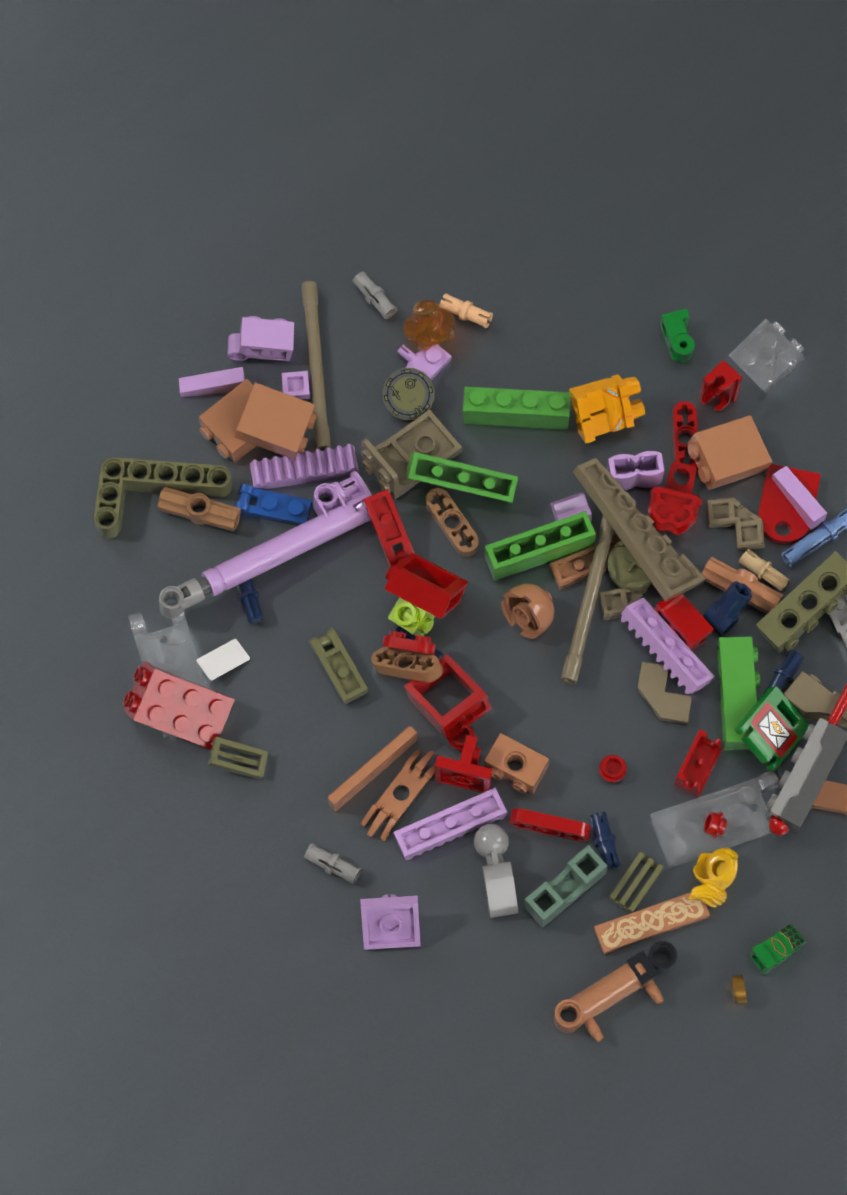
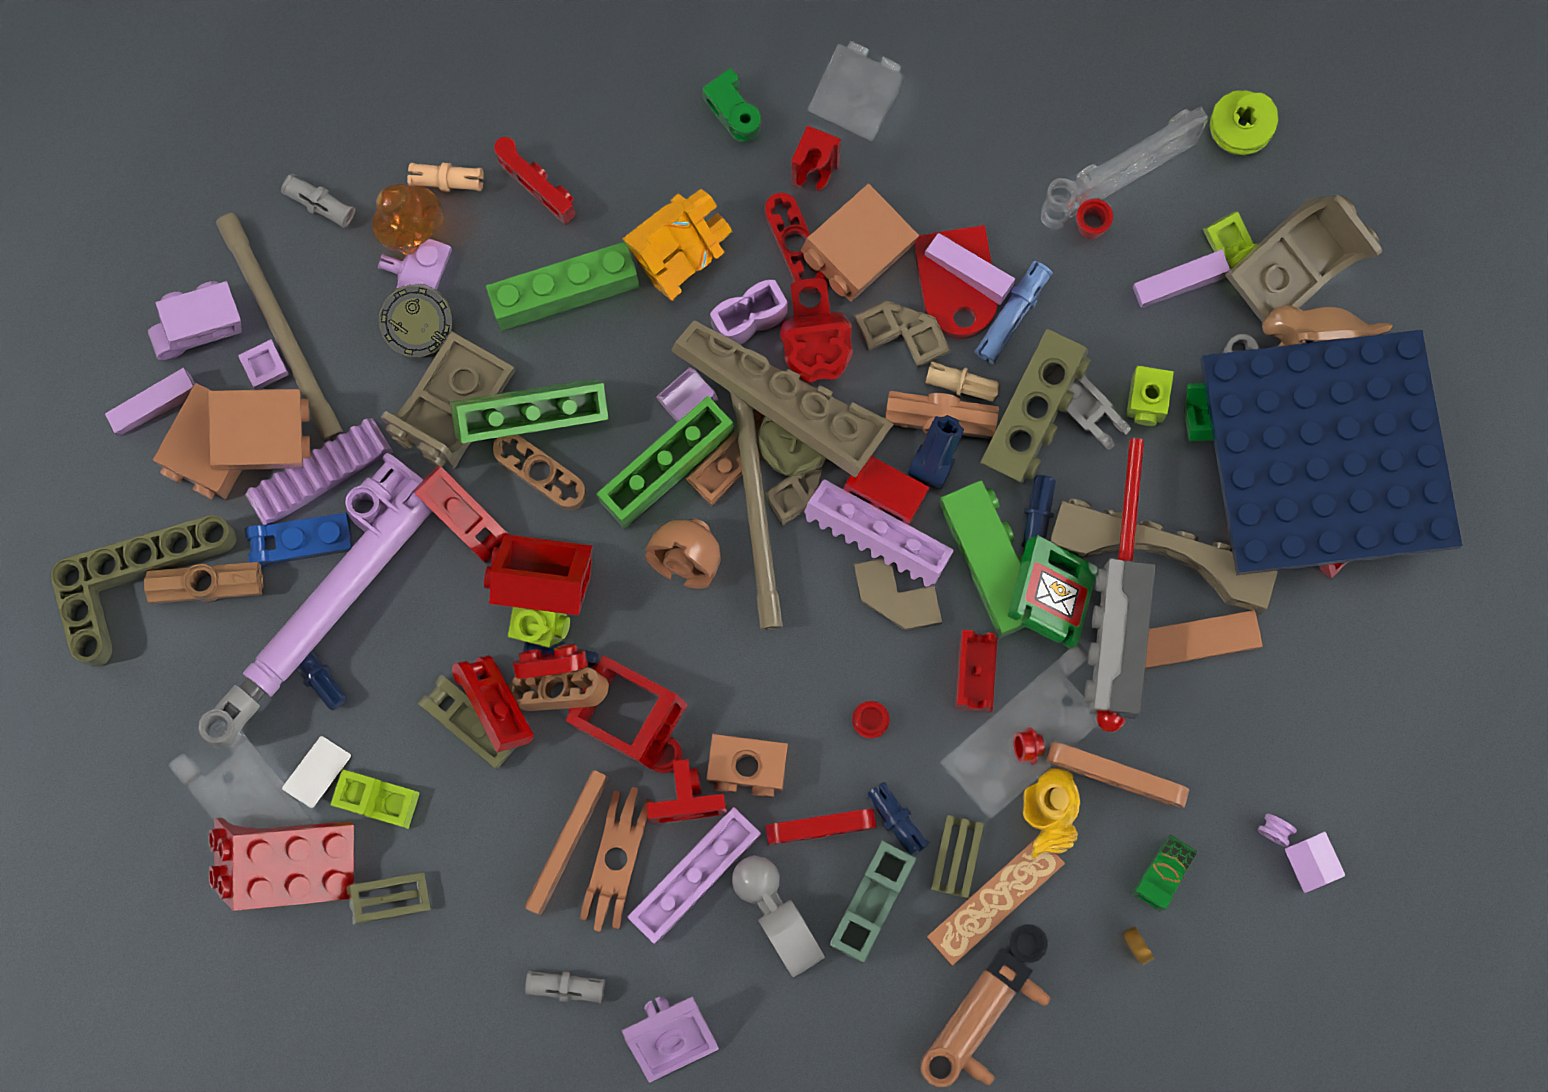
camera: 20 degrees left, 10 degrees up
(255, 692) = (375, 799): none -> lime slope
(360, 657) = (493, 703): none -> red plate
(524, 334) = (534, 180): none -> red plate
(770, 868) = (1117, 775): none -> nougat beam

